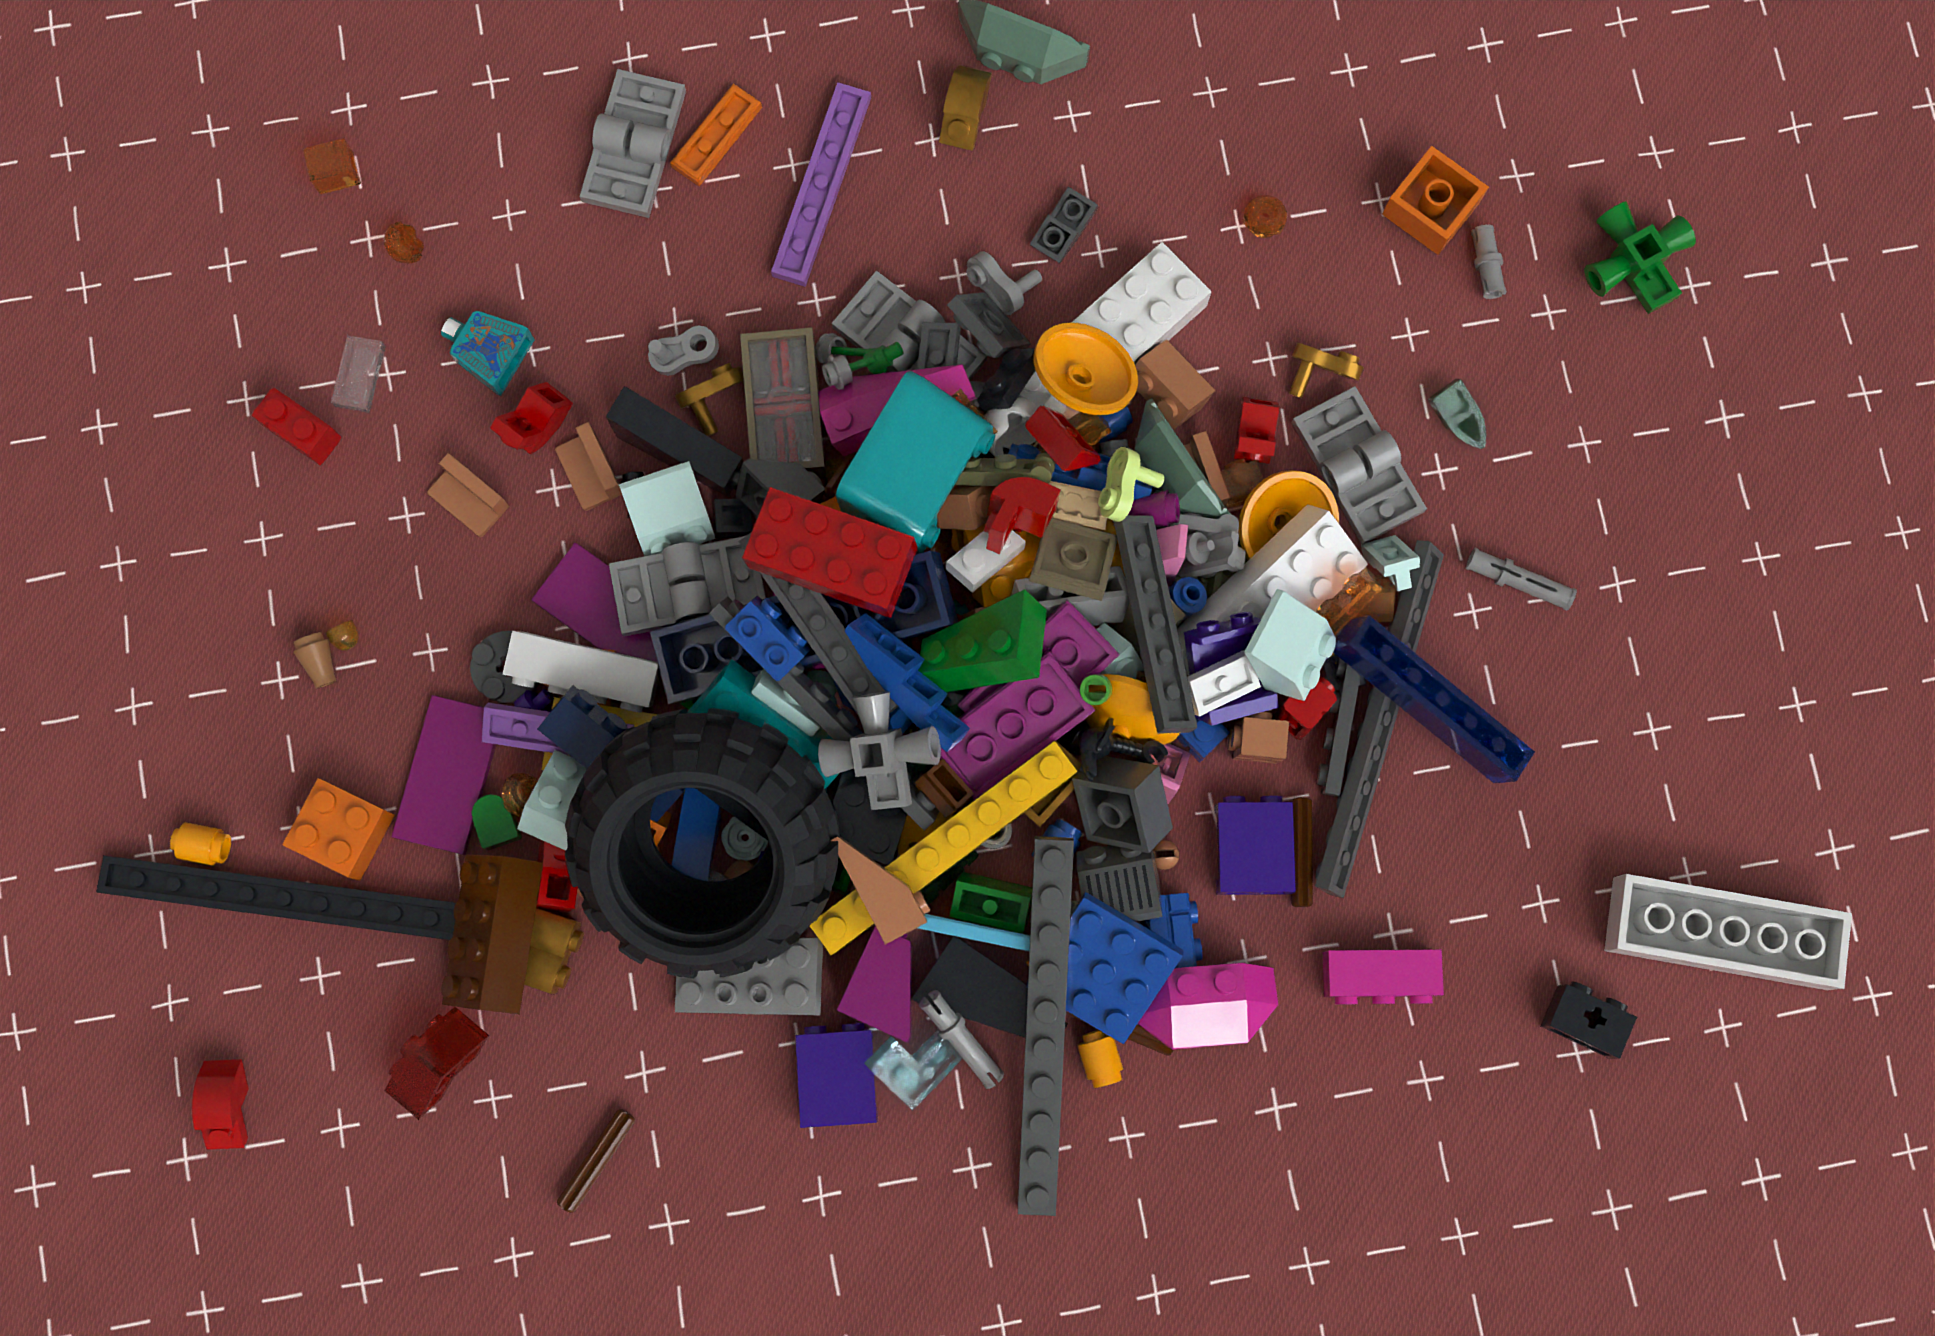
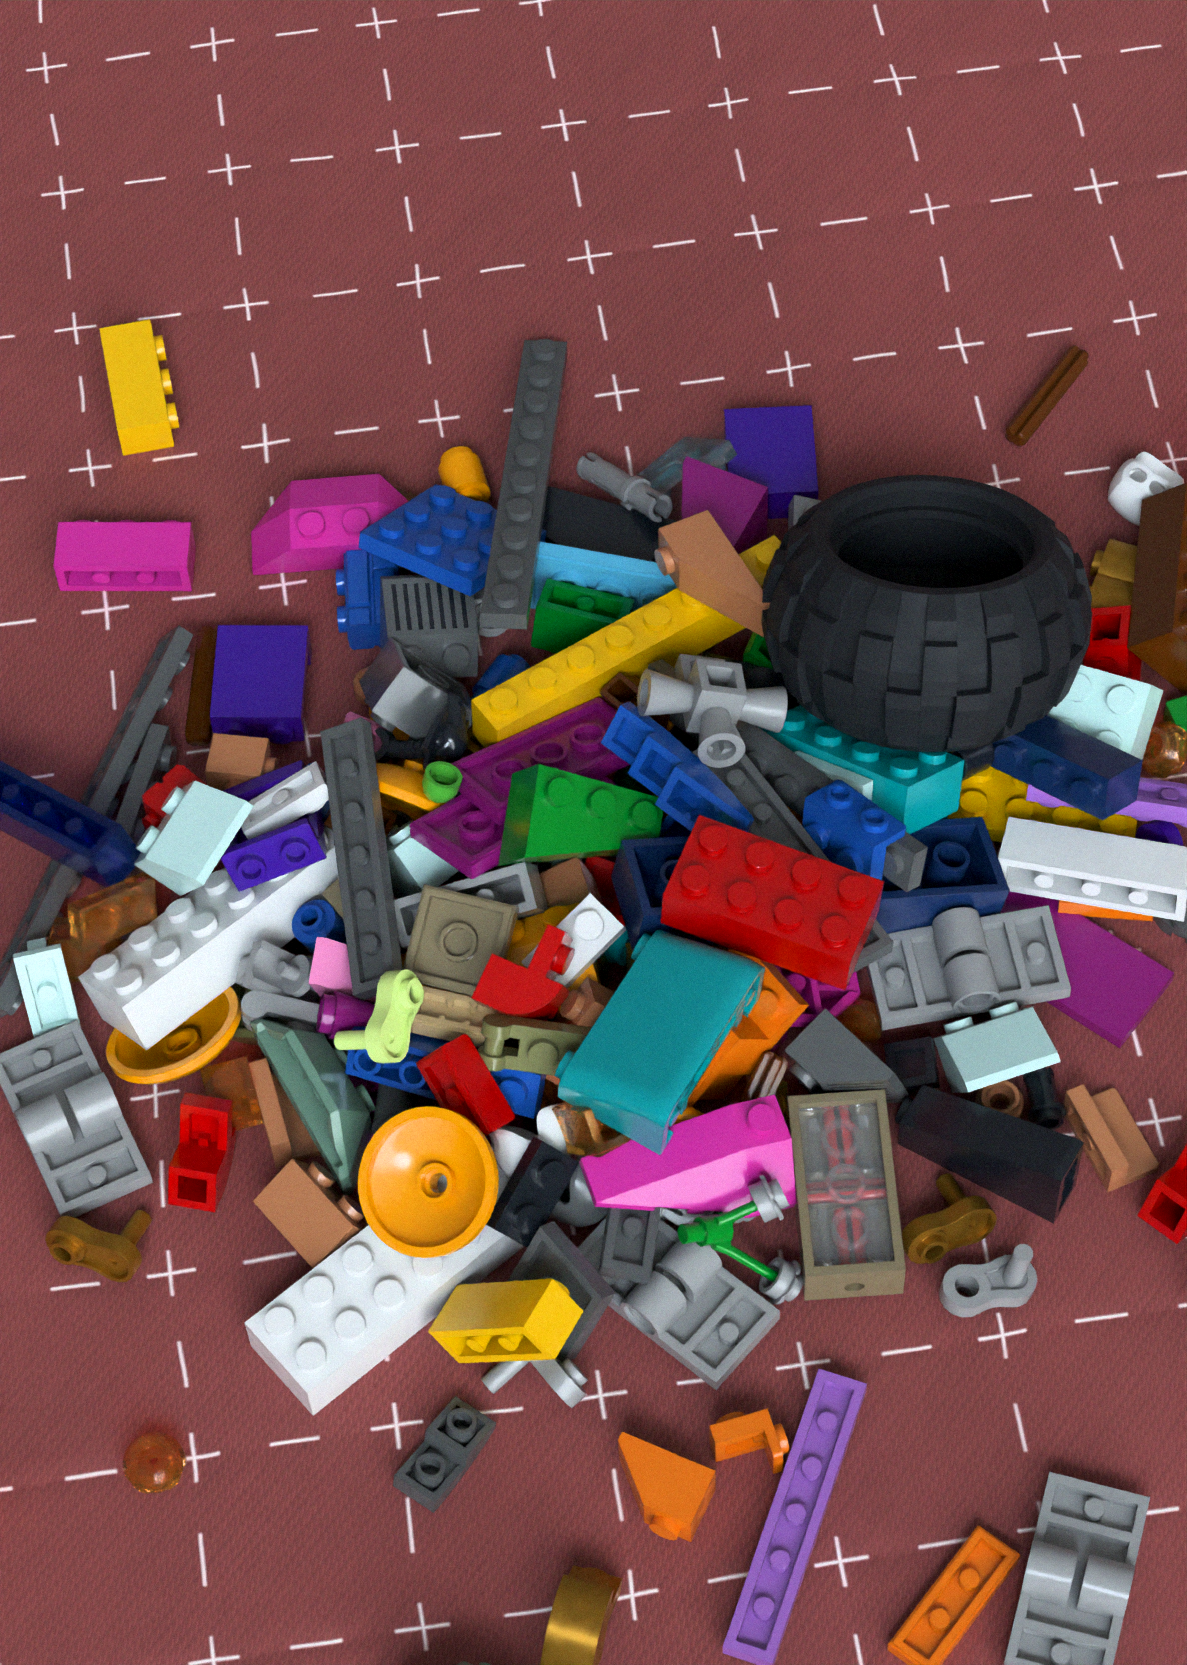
camera: 175 degrees left, 20 degrees down
(518, 1047) = (1139, 480): none -> white helmet
(855, 237) = (741, 1433): none -> orange bracket
(909, 199) = (666, 1487): none -> orange slope
(1023, 288) = (506, 1321): none -> yellow brick
(1394, 1156) = (139, 387): none -> yellow brick

